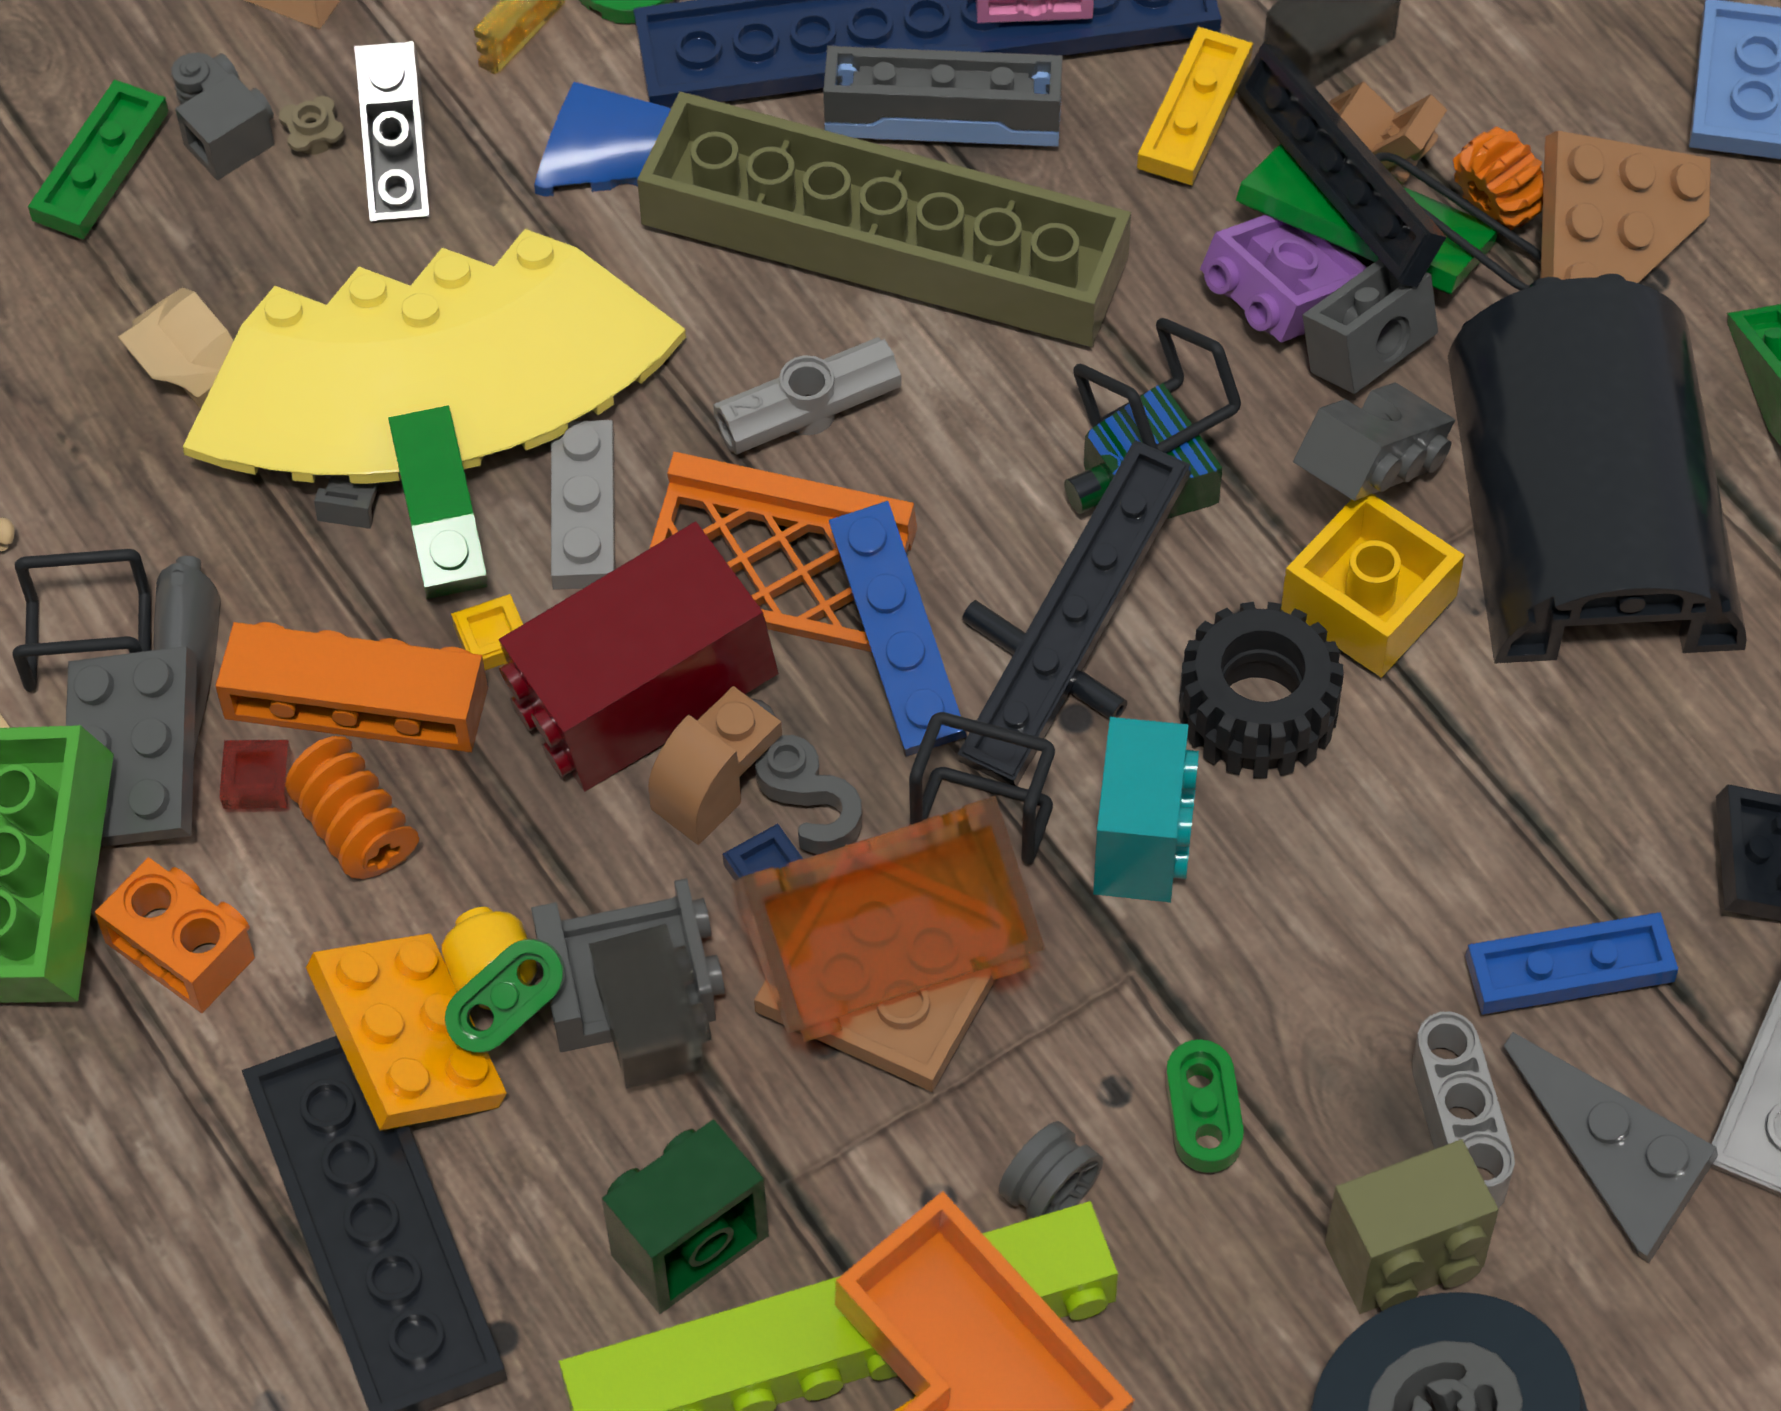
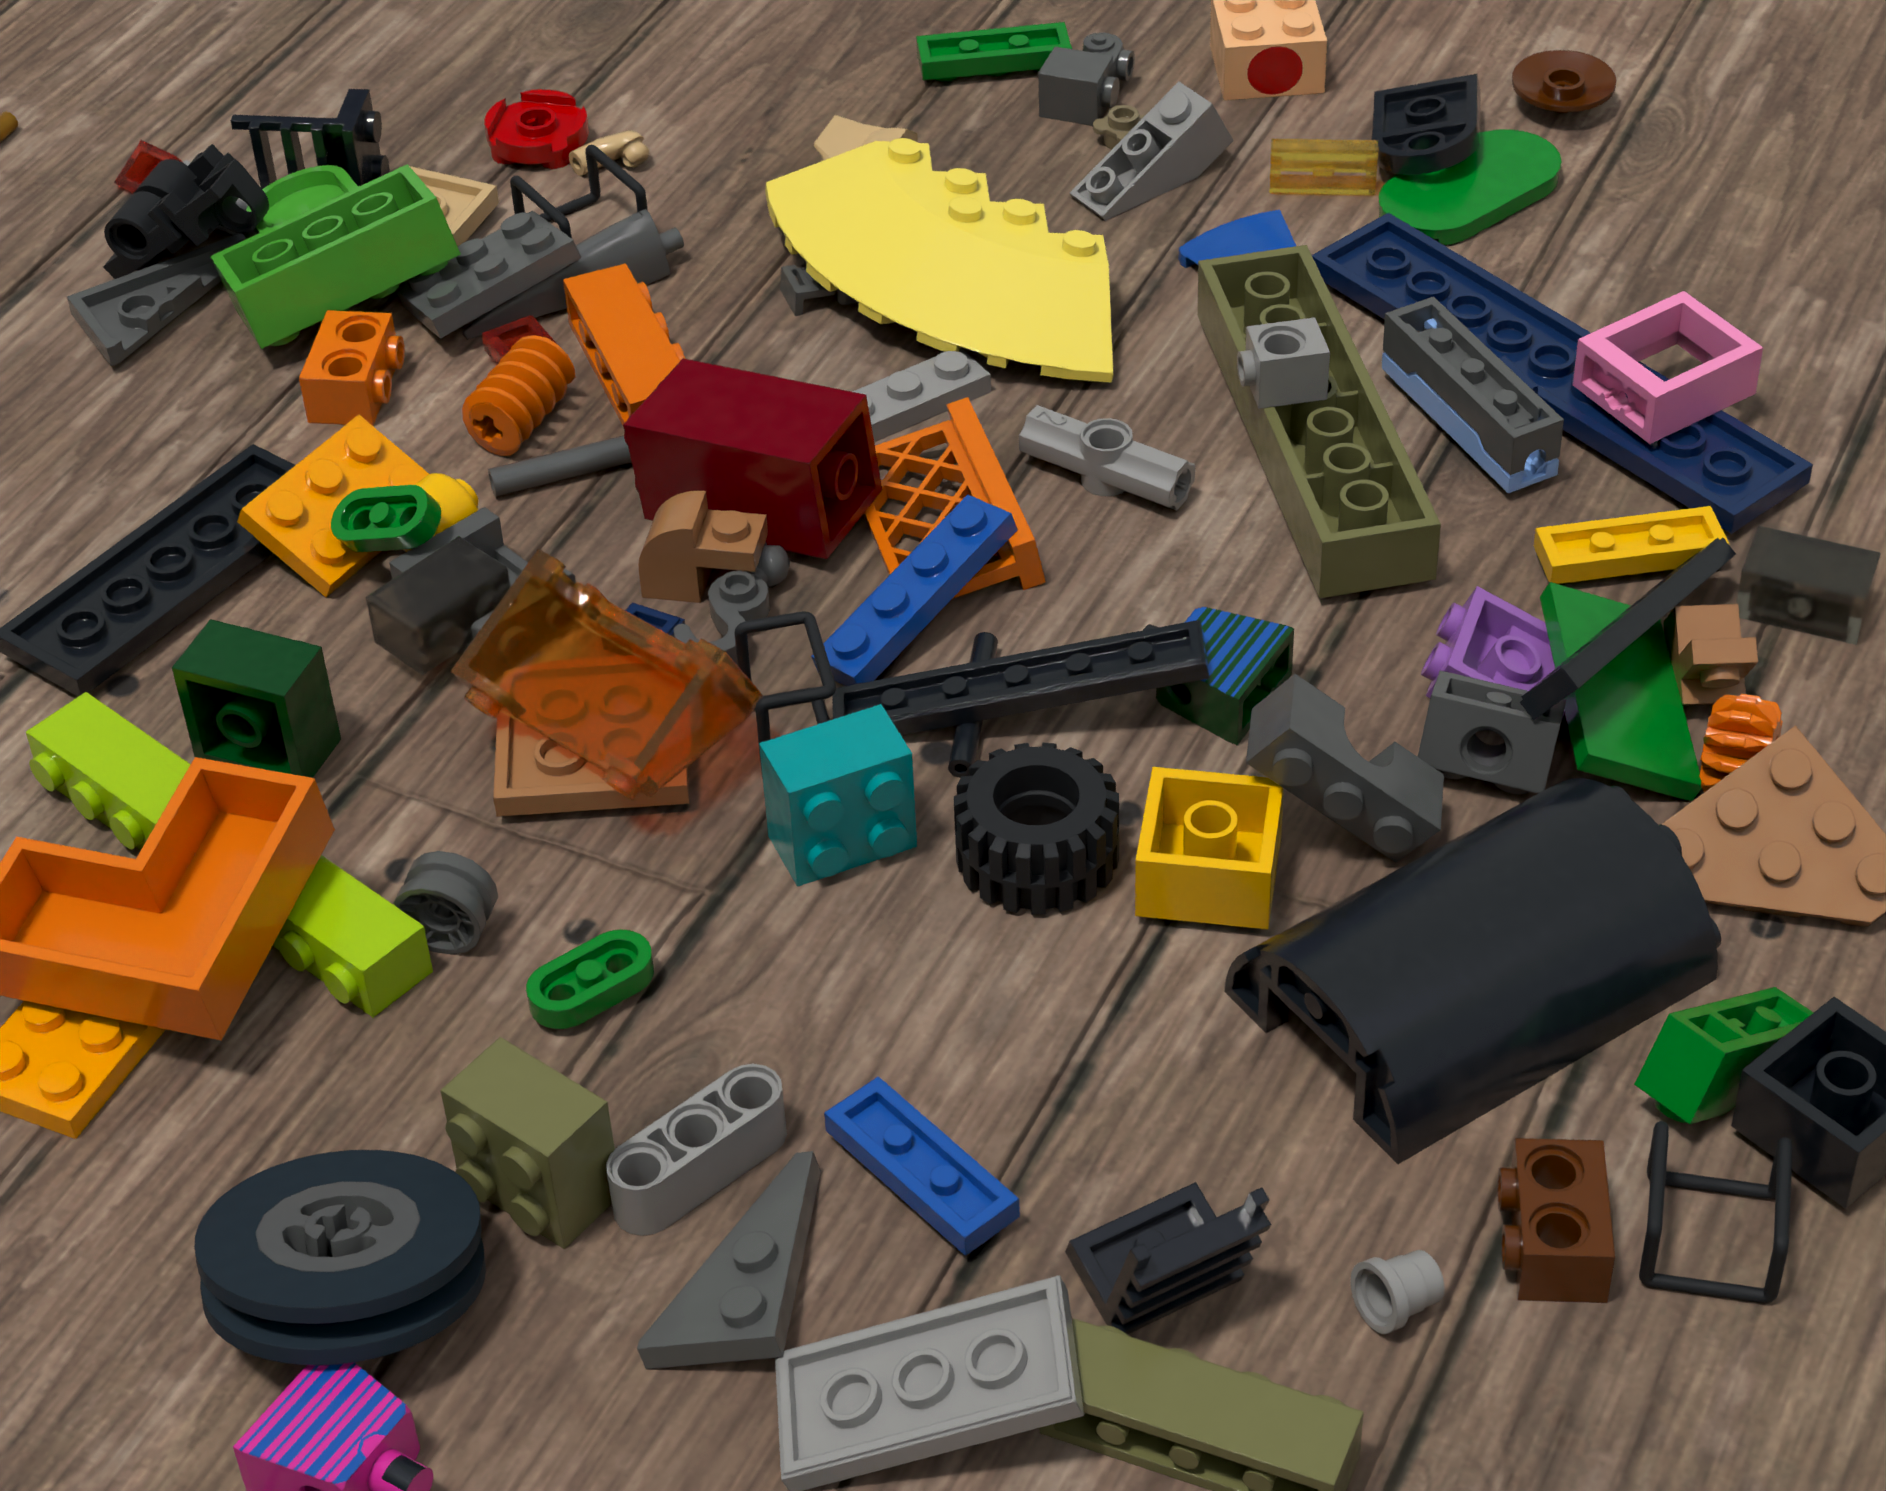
camera: 60 degrees right, 15 degrees down
(438, 502) = (810, 311): green slope -> none
(474, 790) = (559, 466): none -> dark grey piece
(867, 196) = (1285, 363): none -> light grey brick
(1164, 328) = (1311, 657): black piece -> none
(1455, 237) = (1634, 716): black piece -> none

